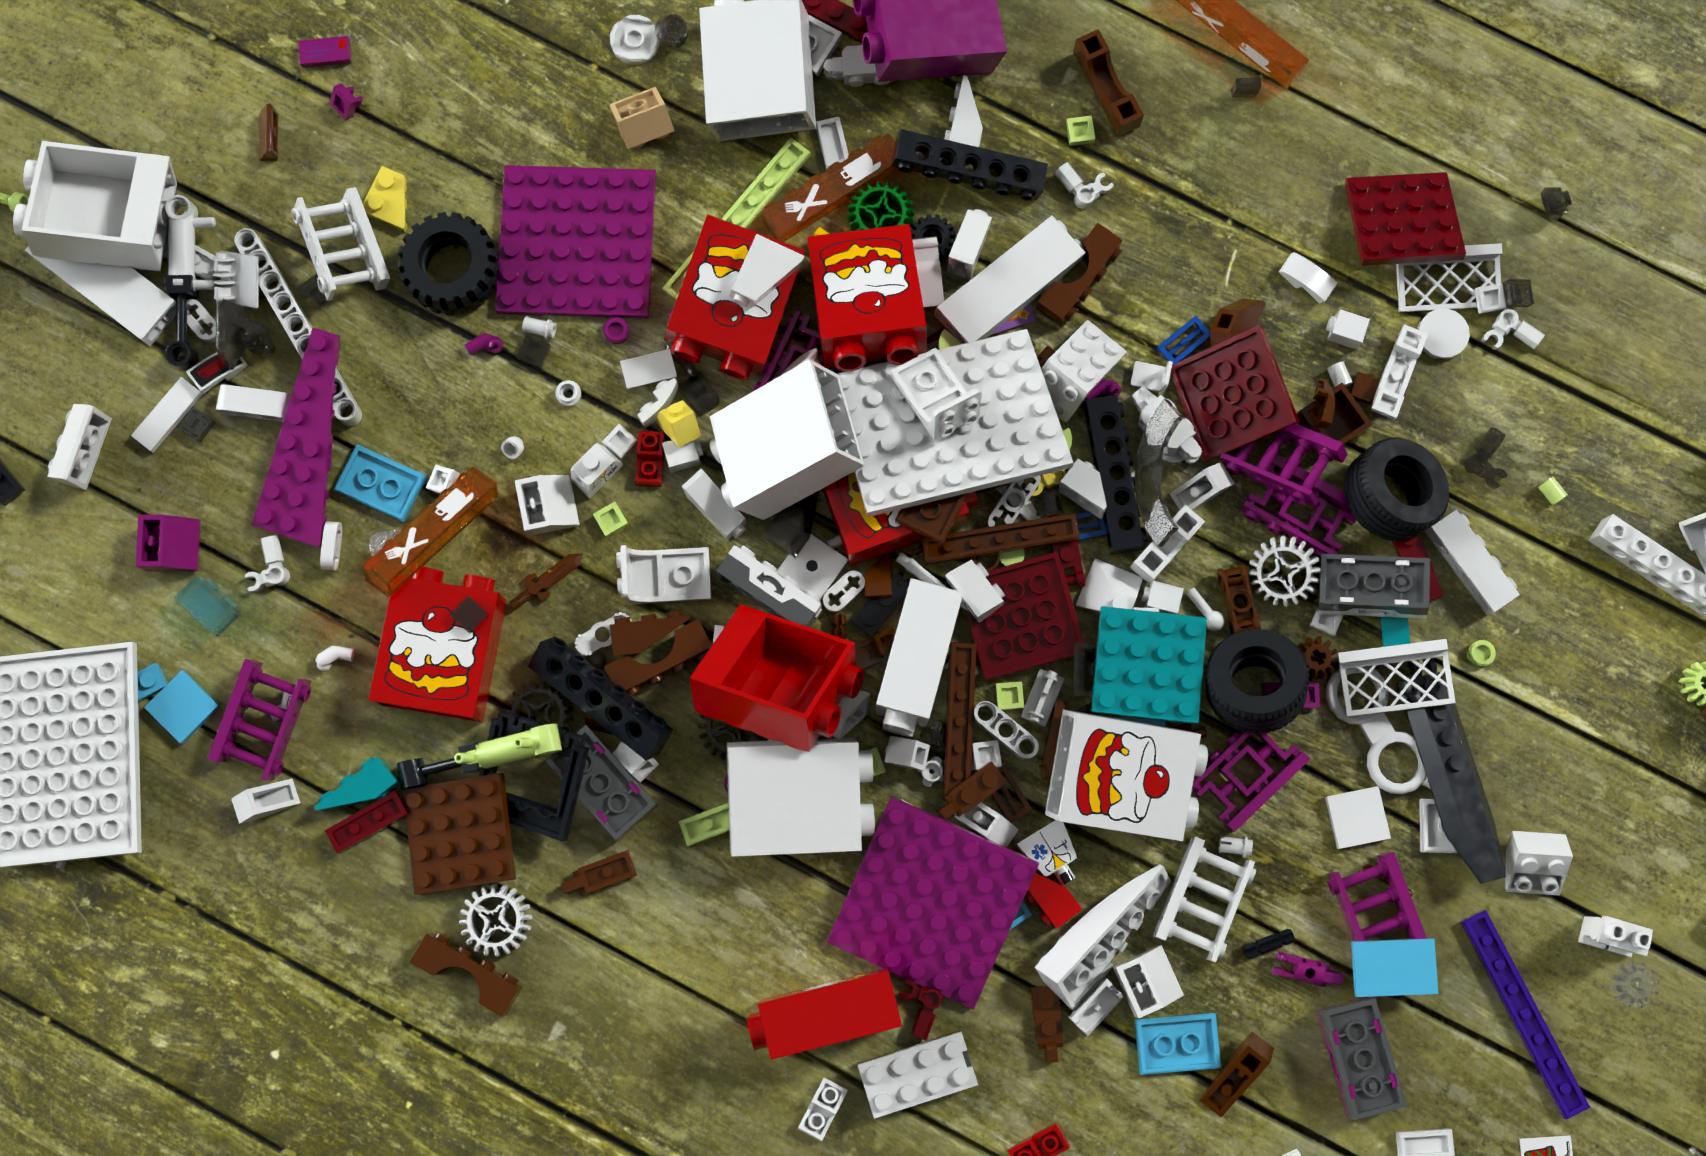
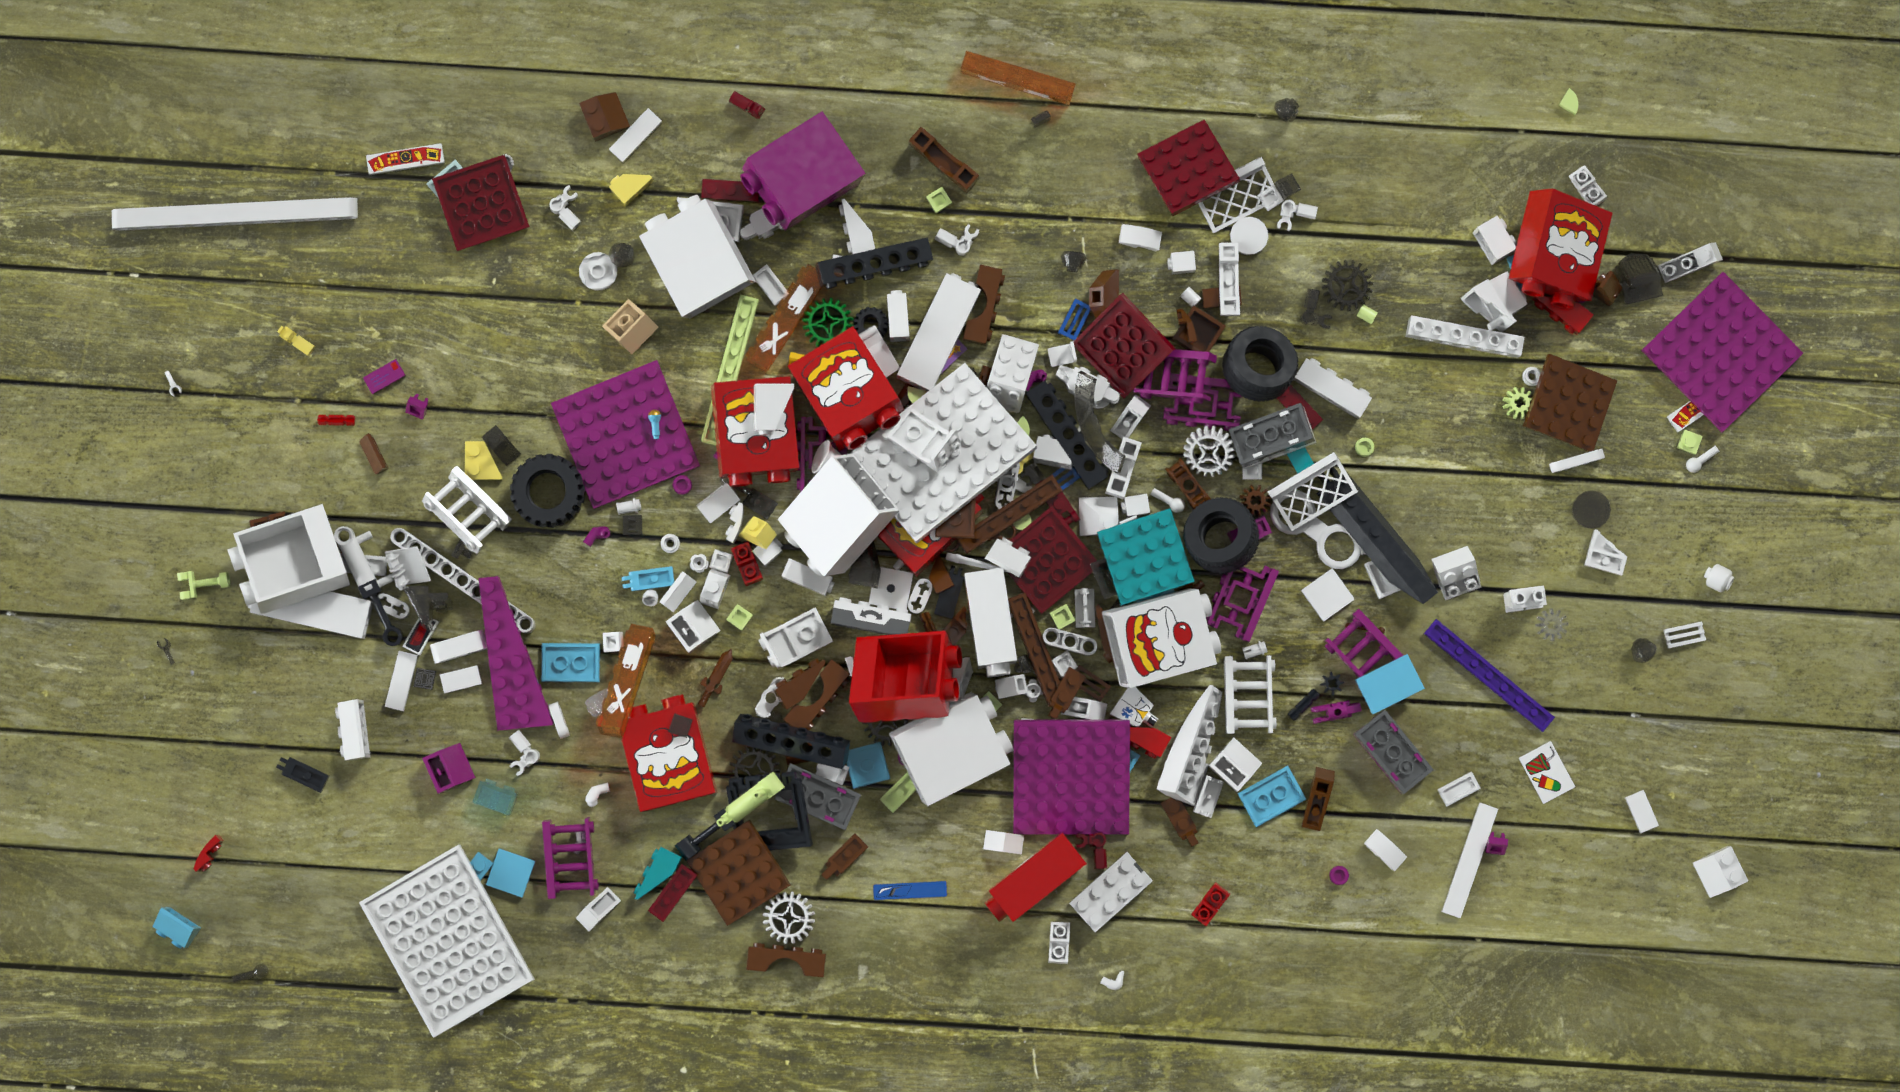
camera: 25 degrees left, 5 degrees up
(238, 444) = (461, 679): none -> white tile
(244, 76) = (339, 420): none -> red axle
(422, 190) = (501, 445): none -> clear smoke slope
(523, 424) = (649, 579): none -> medium azure hinge
(549, 454) = (678, 591): none -> white tile
(589, 425) = (699, 568): none -> white plate
(619, 234) = (654, 417): none -> medium azure piece
(664, 954) = (910, 890): none -> blue sticker
(682, 772) = (867, 765): none -> medium azure tile
(809, 947) = (1003, 842): none -> white slope
(1213, 269) = (1073, 260): none -> clear smoke cone
(1324, 935) = (1326, 683): none -> black gear
(1529, 426) = (1339, 281): none -> clear smoke gear

